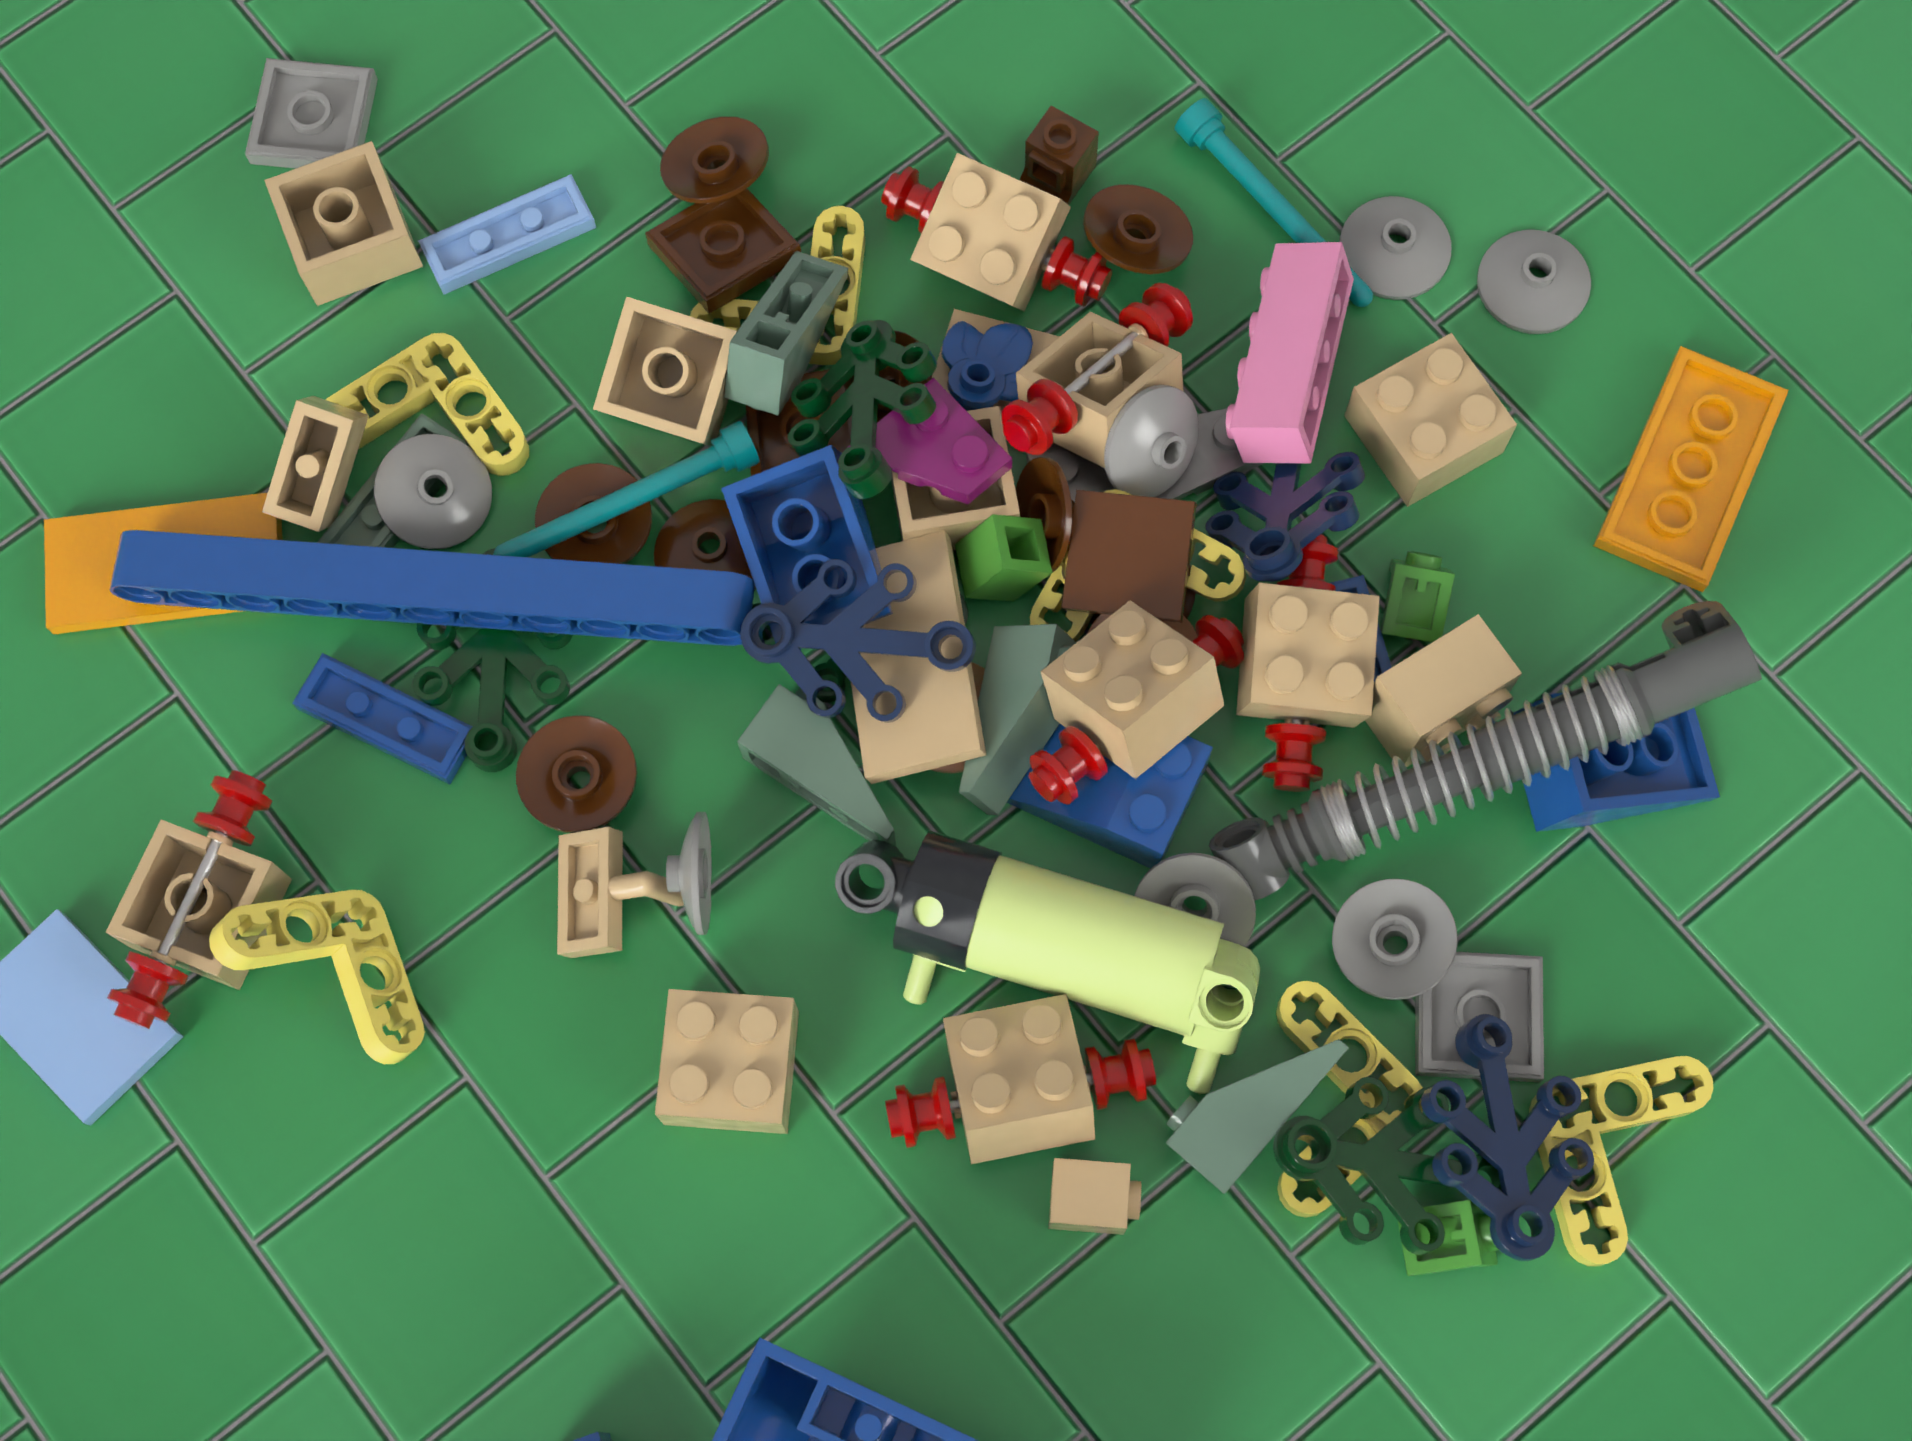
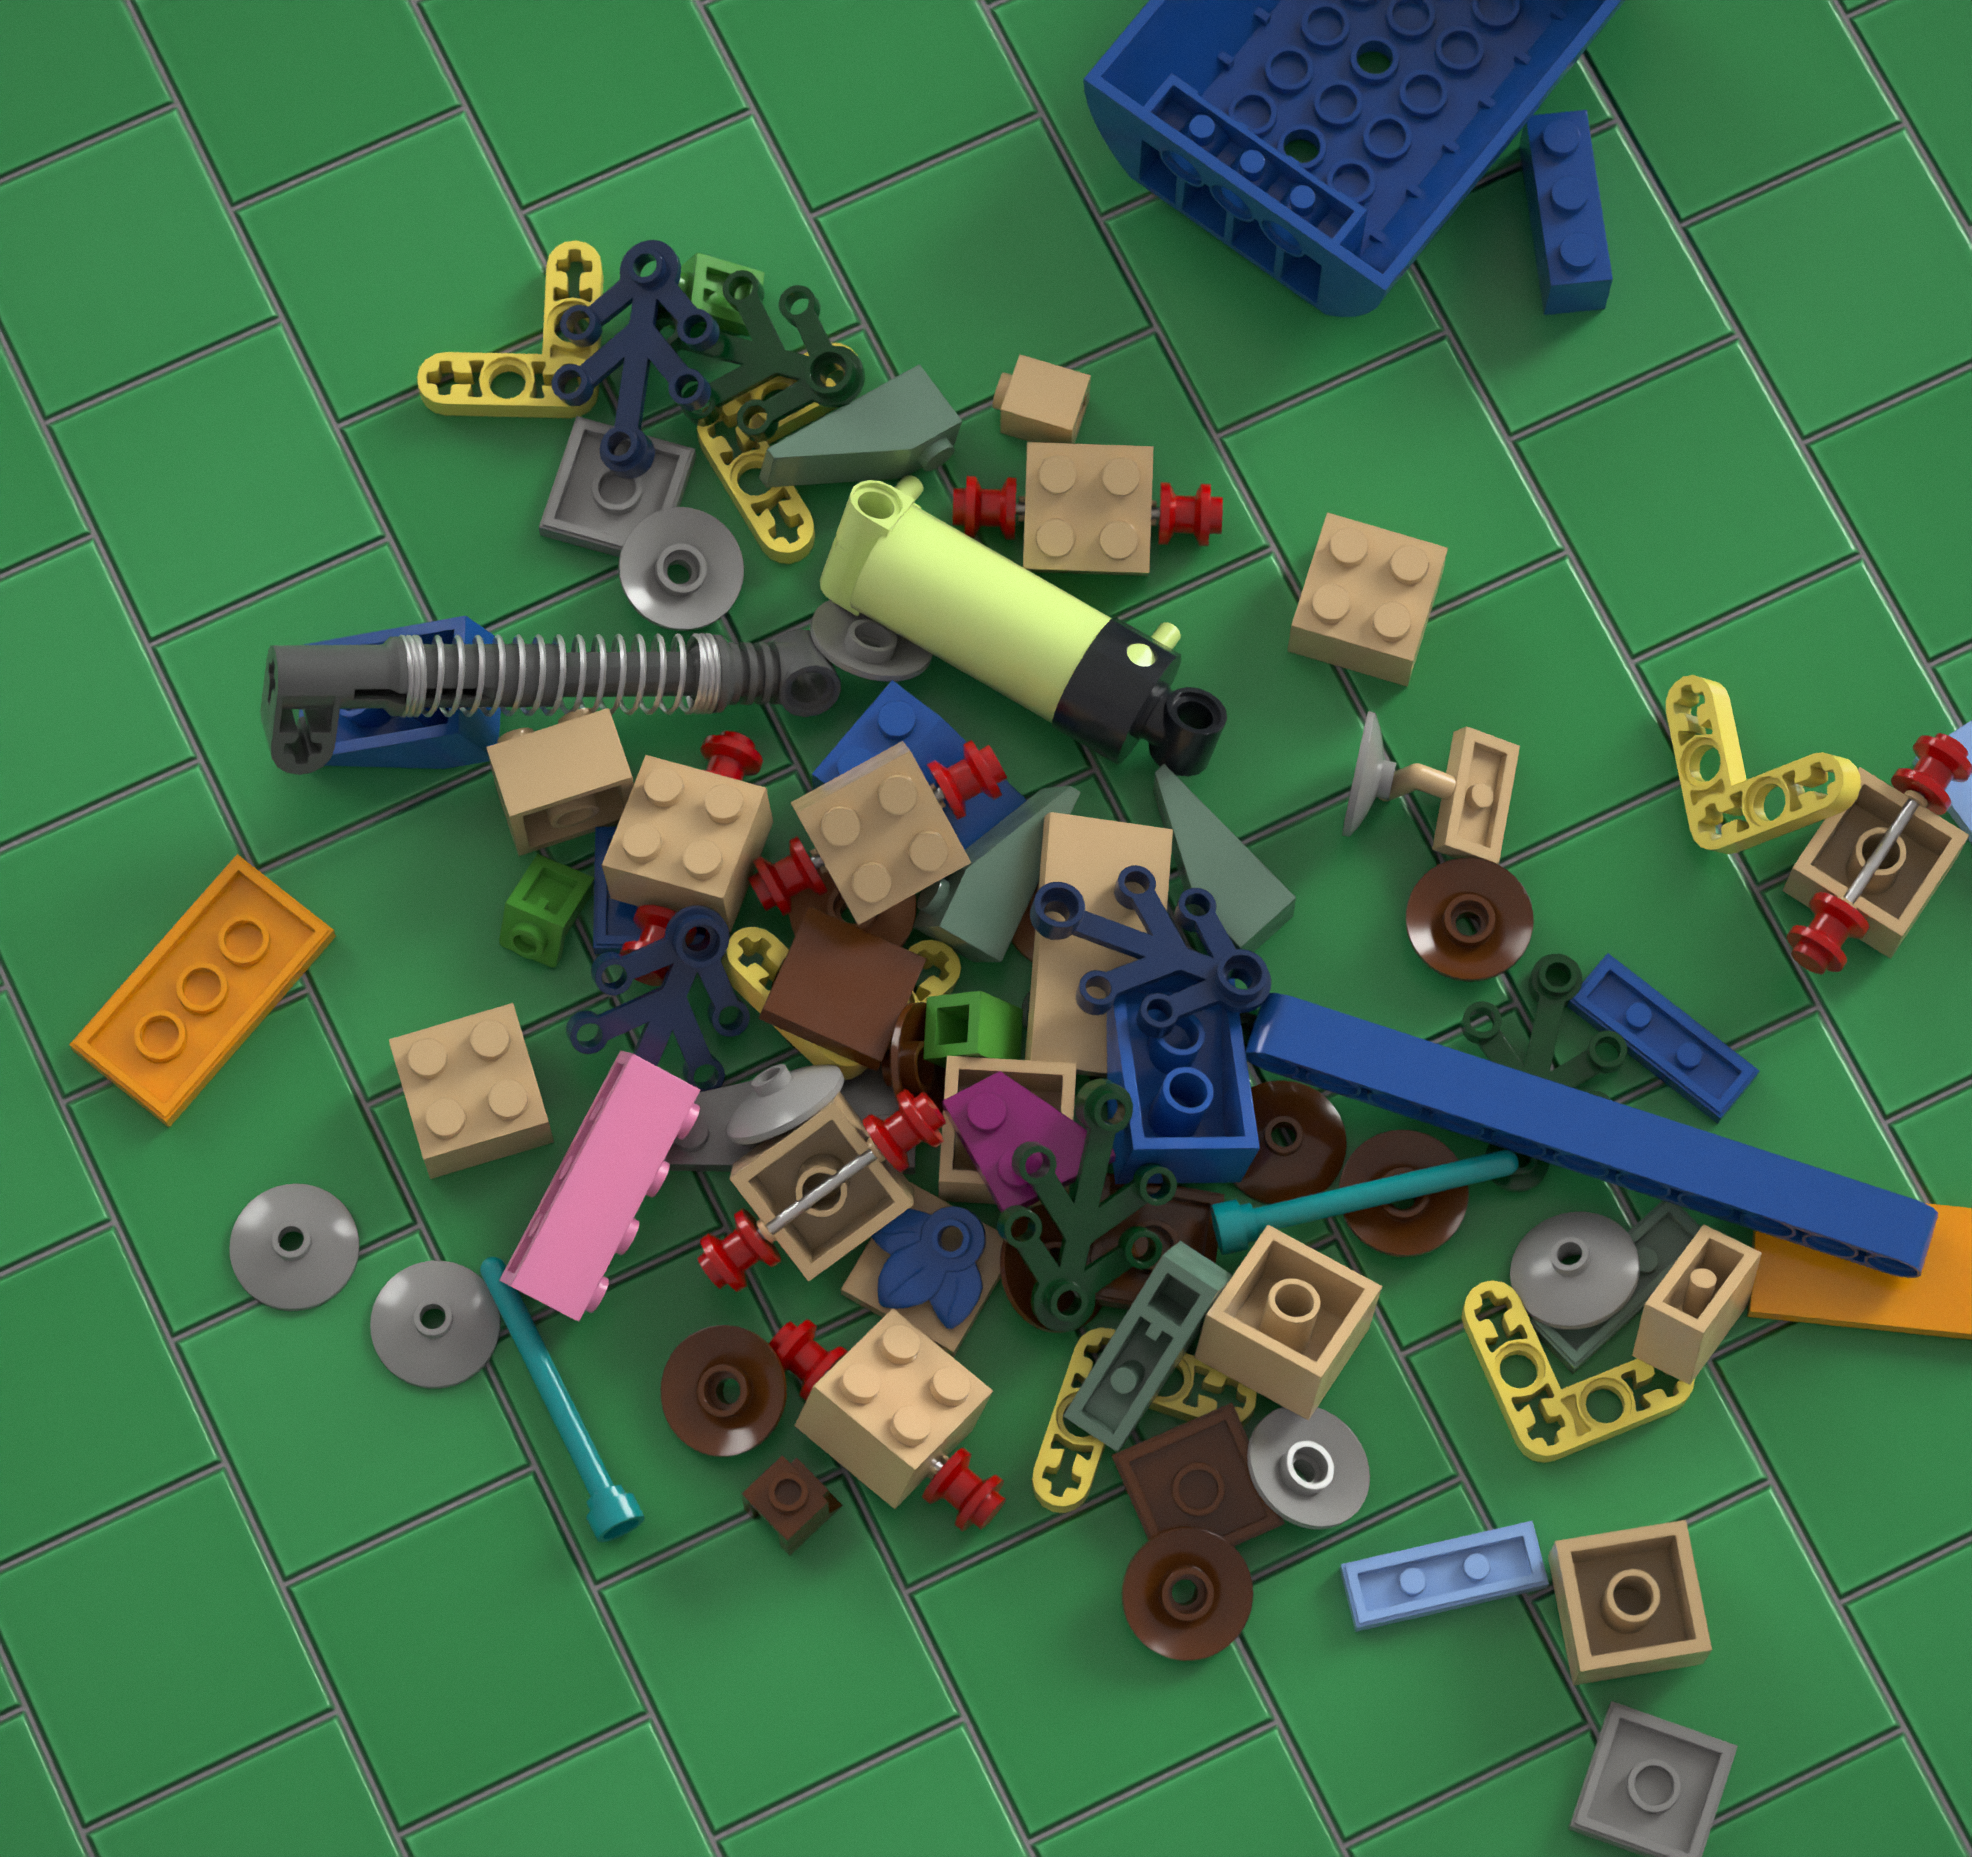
camera: 170 degrees left, 0 degrees up
(619, 259) = (1324, 1453): none -> light grey dish

